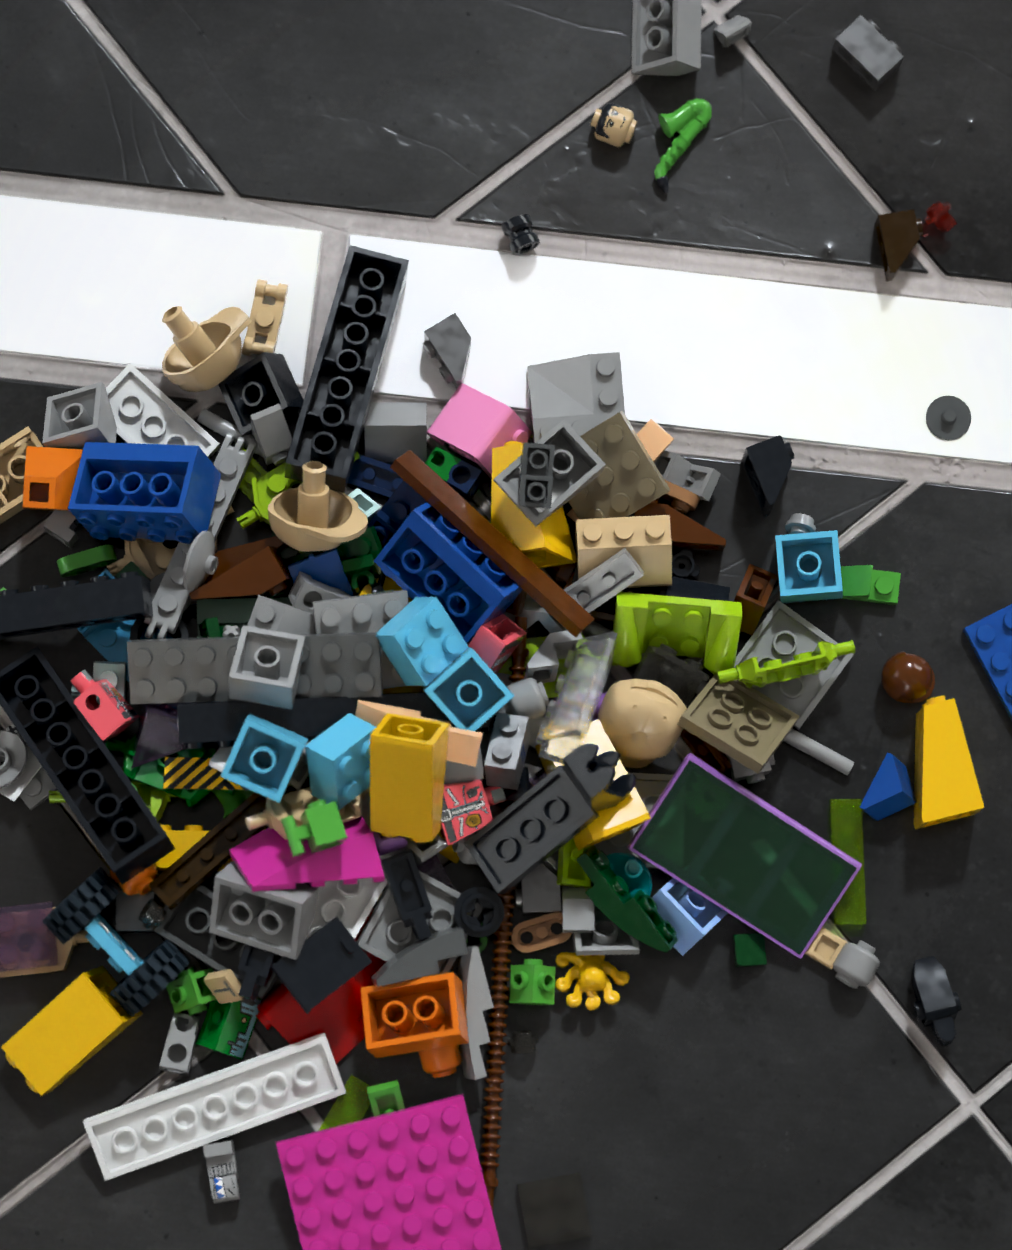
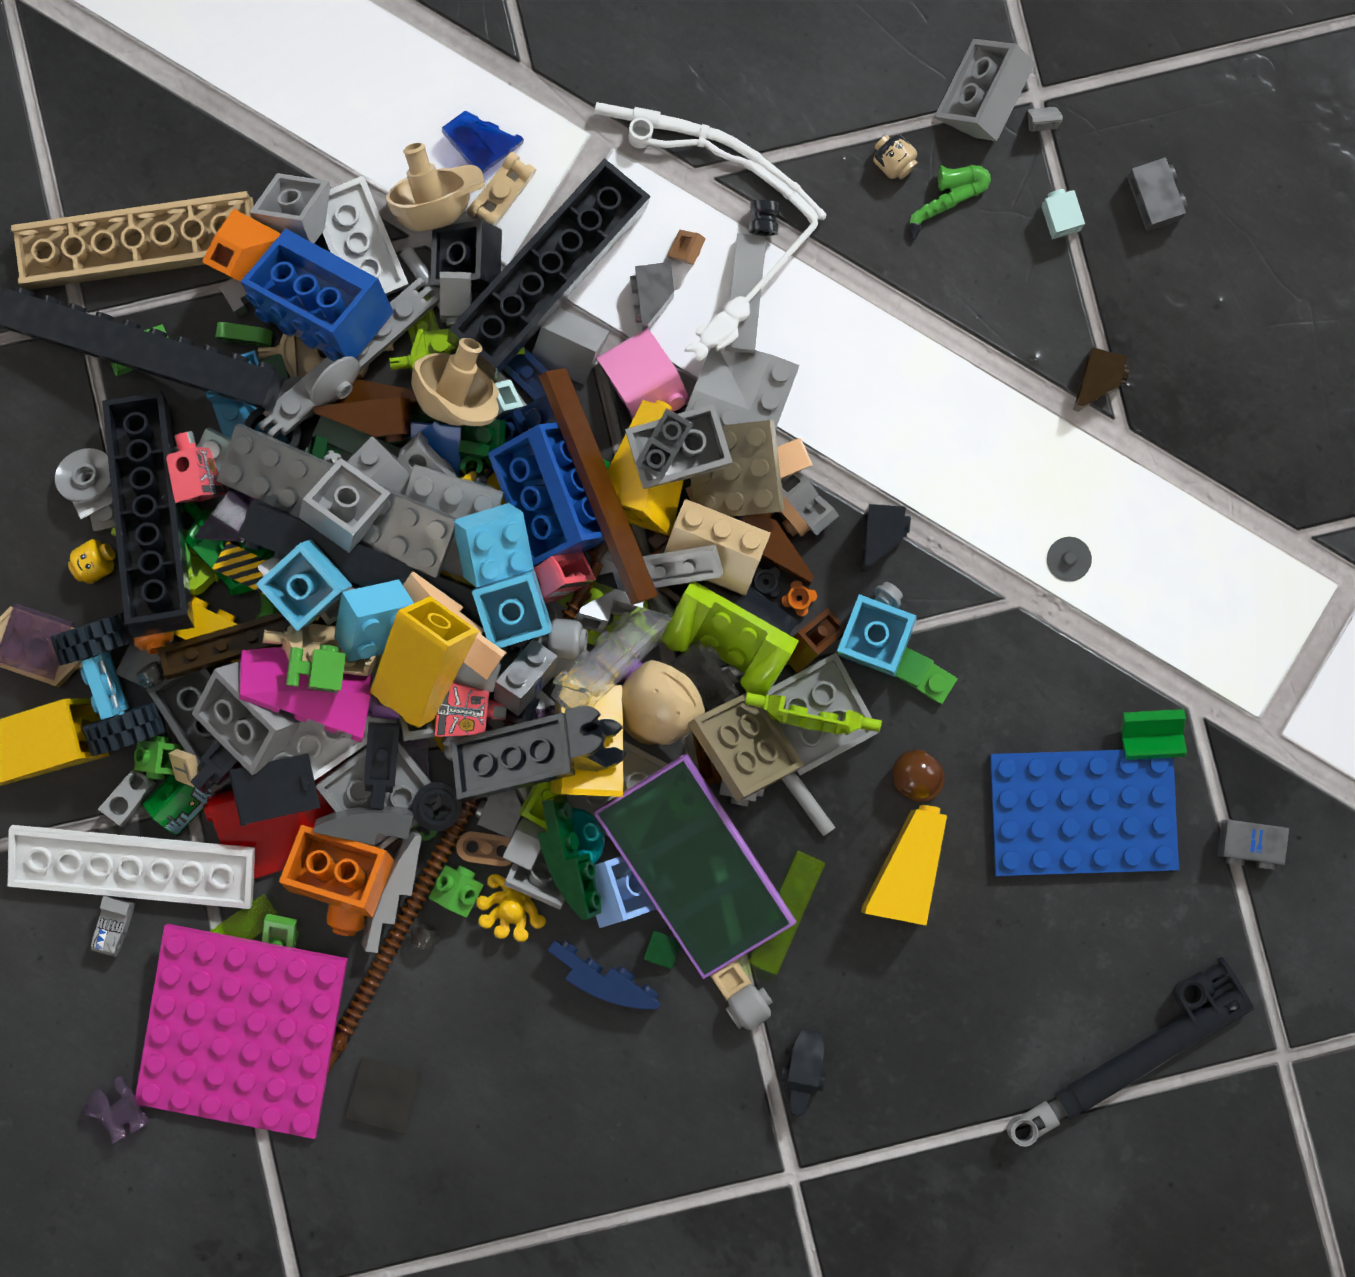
camera: 30 degrees right, 5 degrees up
(42, 837) = (91, 561): none -> yellow head
(223, 282) = (480, 141): none -> clear blue wing
(456, 473) = (603, 406): dark blue leg -> none
(461, 293) = (686, 247): none -> medium nougat plate
(534, 349) = (724, 326): none -> white piece
(537, 310) = (746, 275): none -> light grey slope
(721, 1005) = (613, 987): none -> dark blue slope
(725, 560) = (807, 595): none -> orange plate
(791, 107) = (1062, 213): none -> light aqua brick
(889, 790) = (853, 867): blue slope -> none
(938, 214) = (1148, 370): clear red plate -> none

